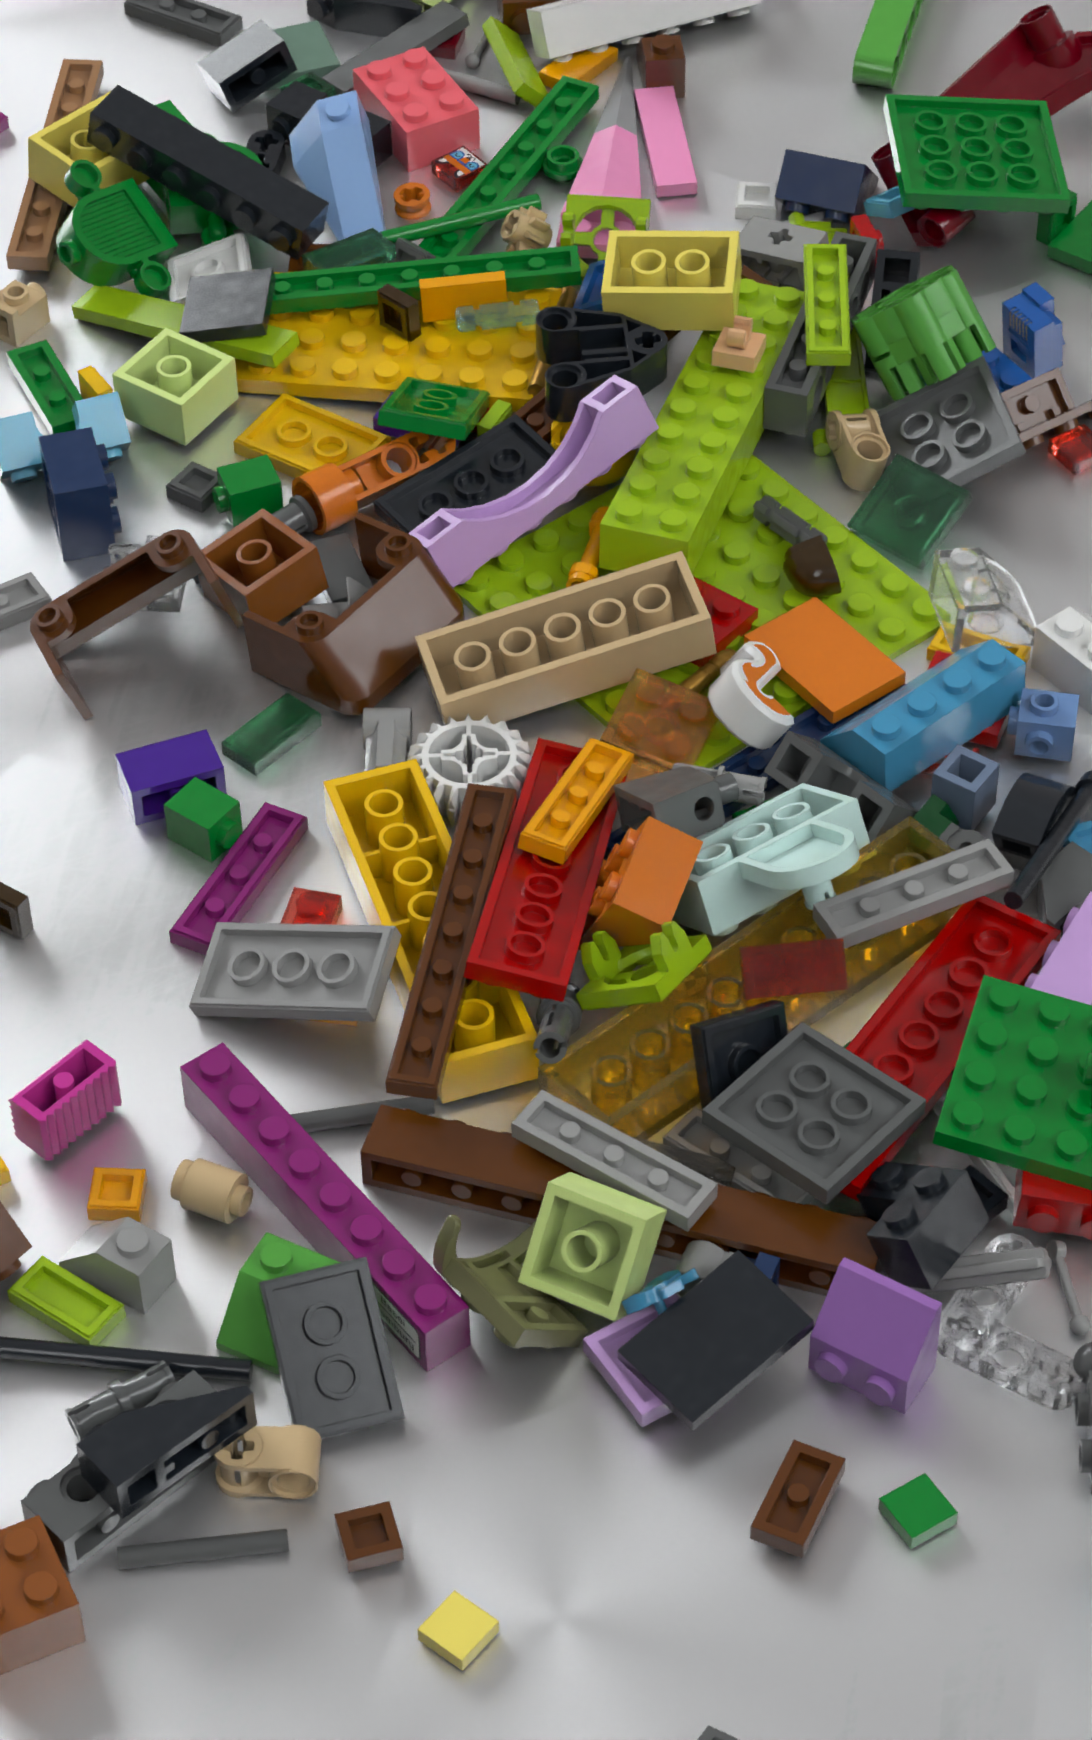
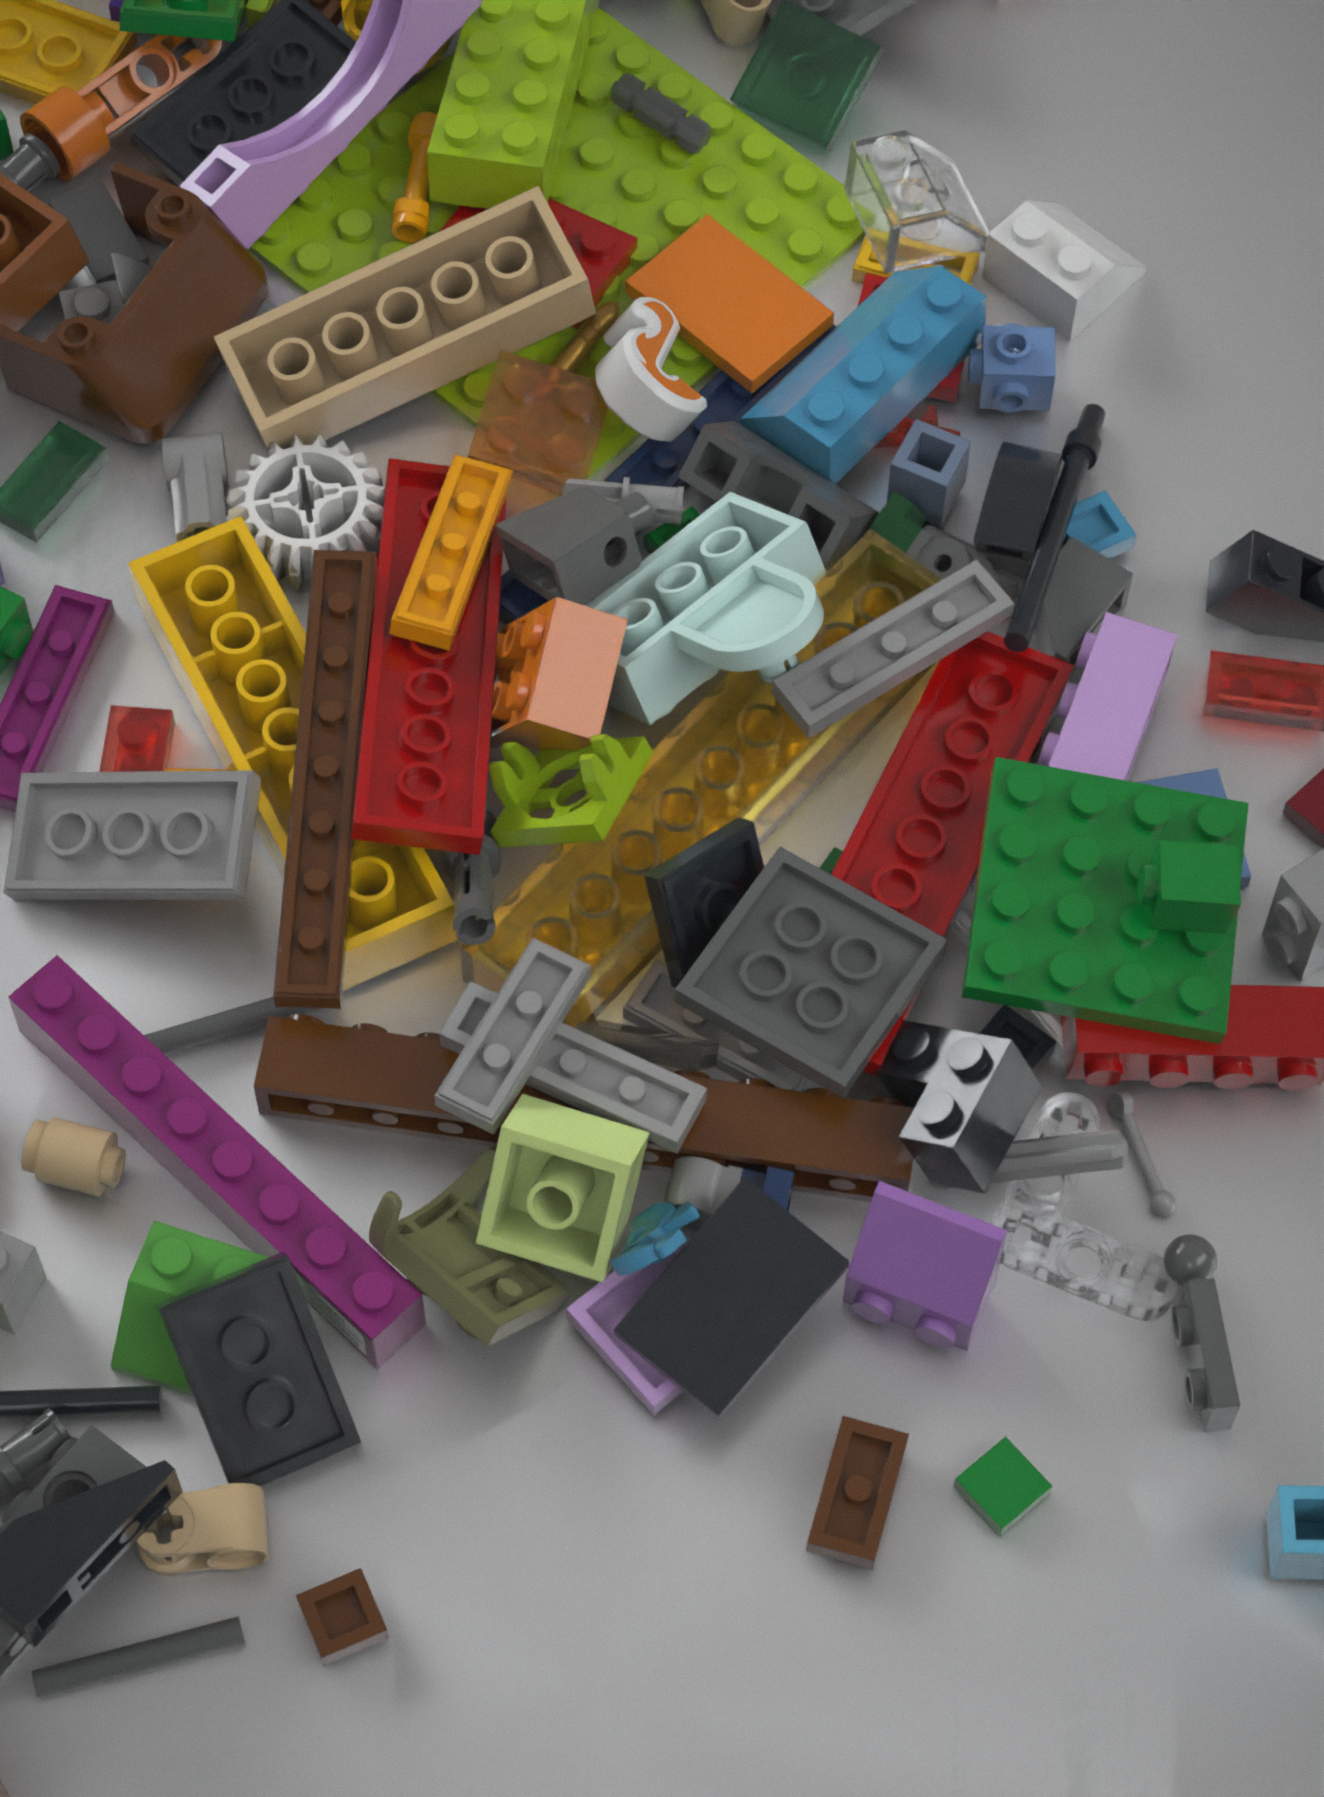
camera: 10 degrees left, 15 degrees up
(458, 1630) = (470, 1727): light yellow tile -> none
(569, 1127) = (512, 1036): none -> light grey tile
(793, 968) = (759, 773): clear red plate -> none
(812, 568) = (697, 175): dark brown piece -> none

